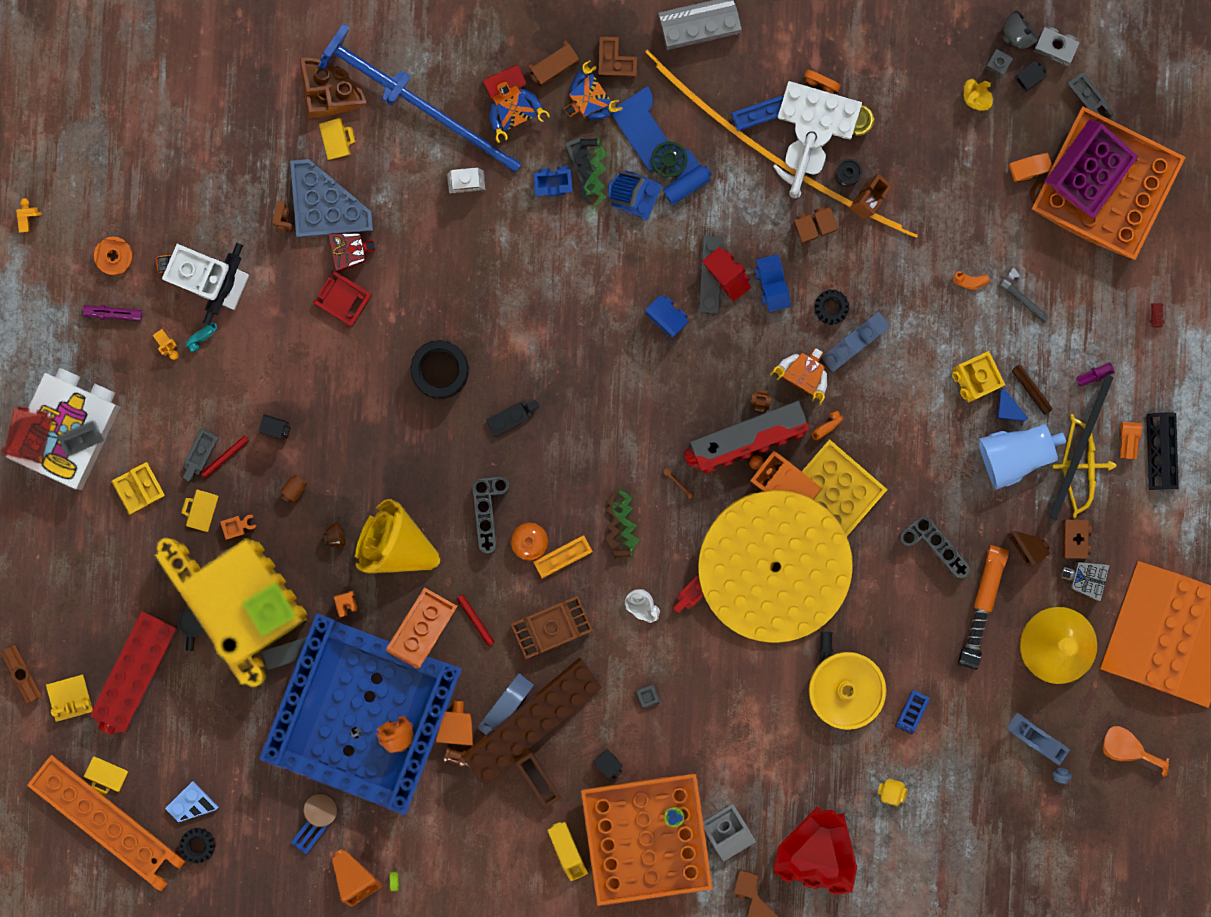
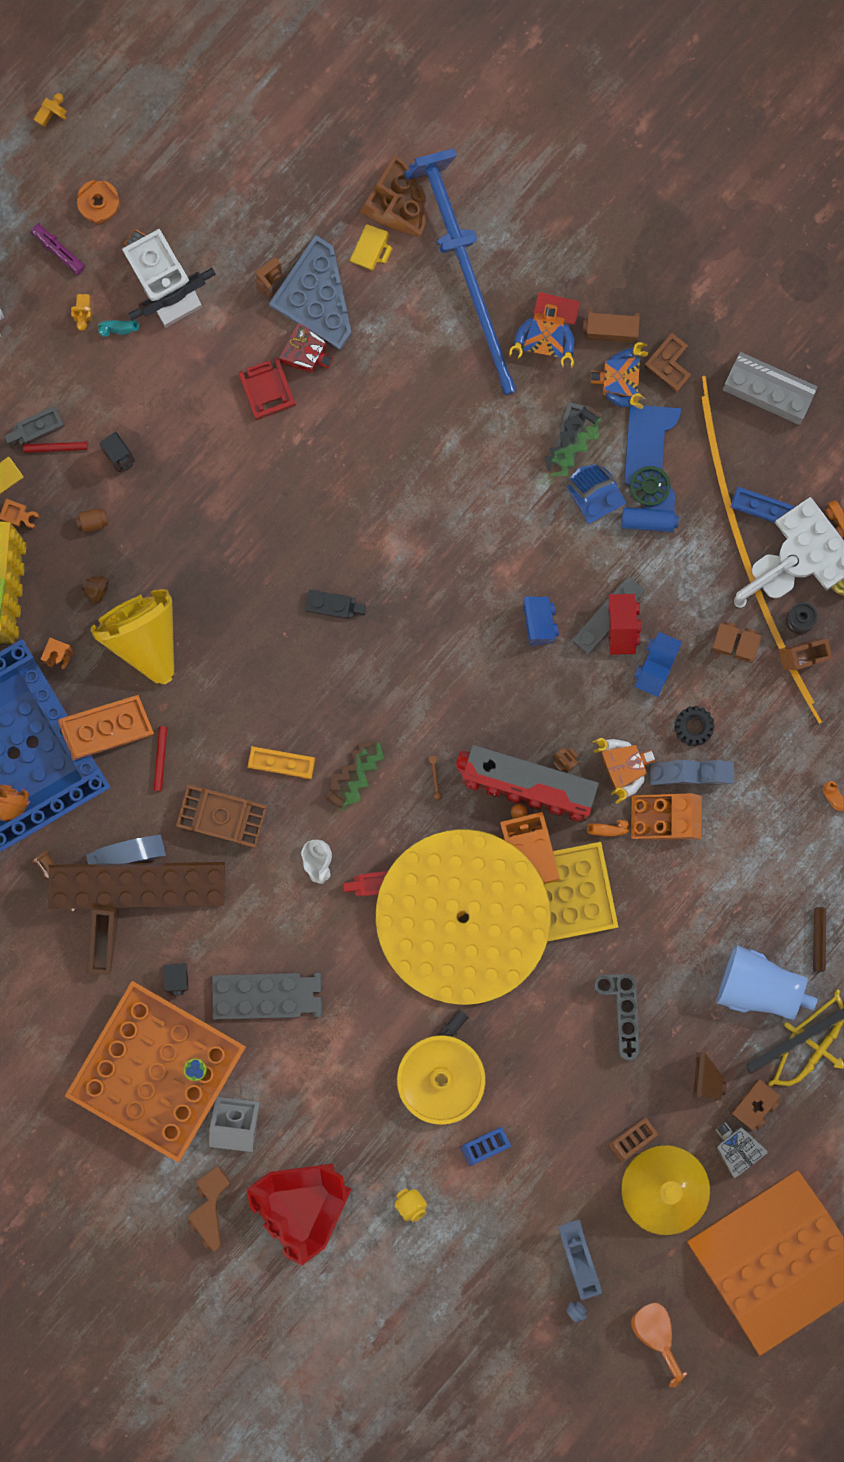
camera: 50 degrees right, 5 degrees down
(416, 369) = (296, 488): black tyre -> none
(456, 726) = (68, 838): orange torso -> none
(466, 180) = (456, 367): white torso -> none
(488, 515) = (245, 674): dark grey beam -> none
(529, 541) = (262, 726): orange cylinder -> none
(553, 183) = (530, 428): blue cylinder -> none
(567, 851) = (77, 1028): yellow slope -> none
(647, 696) = (259, 945): dark grey tile -> none
(680, 727) = (265, 996): none -> dark grey hinge
(787, 177) = (742, 578): white helmet -> none
(861, 386) = (666, 817): none -> orange slope
(977, 377) = (778, 889): yellow plate -> none
(984, 603) = (625, 1099): piece -> none
(1005, 643) = (617, 1149): none -> dark orange slope
(1008, 408) = (784, 940): blue slope -> none

